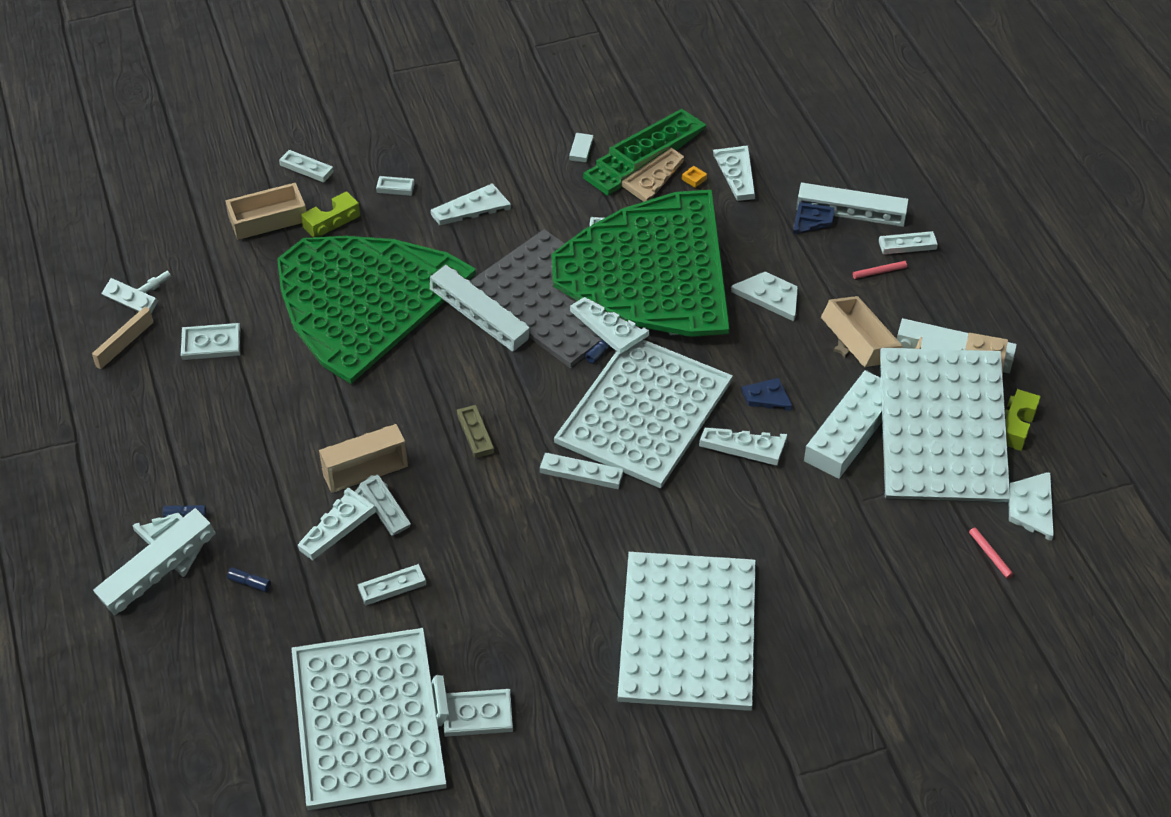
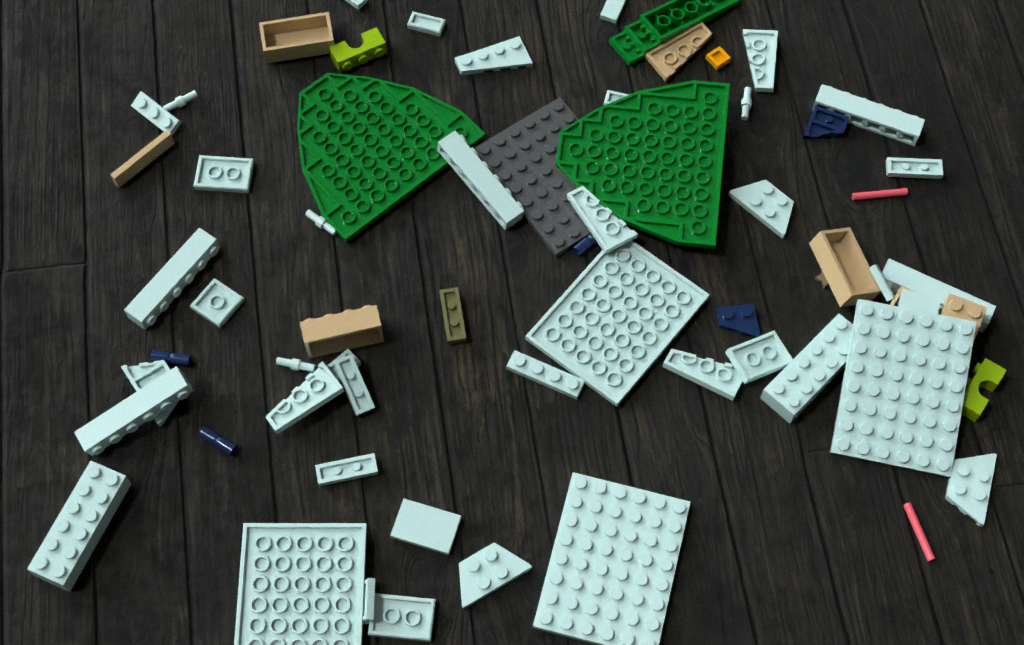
camera: 10 degrees right, 15 degrees up
(112, 679) = (79, 526): none -> light aqua brick
(173, 440) = (172, 279): none -> light aqua brick
(224, 456) = (217, 303): none -> light aqua tile
(318, 498) = (295, 364): none -> light aqua bar
(321, 369) = (320, 222): none -> light aqua bar
(485, 625) = (425, 526): none -> light aqua tile
(560, 656) = (487, 572): none -> light aqua wing
(731, 211) = (746, 103): none -> light aqua bar
(793, 423) = (759, 357): none -> light aqua tile
(898, 335) = (881, 281): none -> light aqua tile

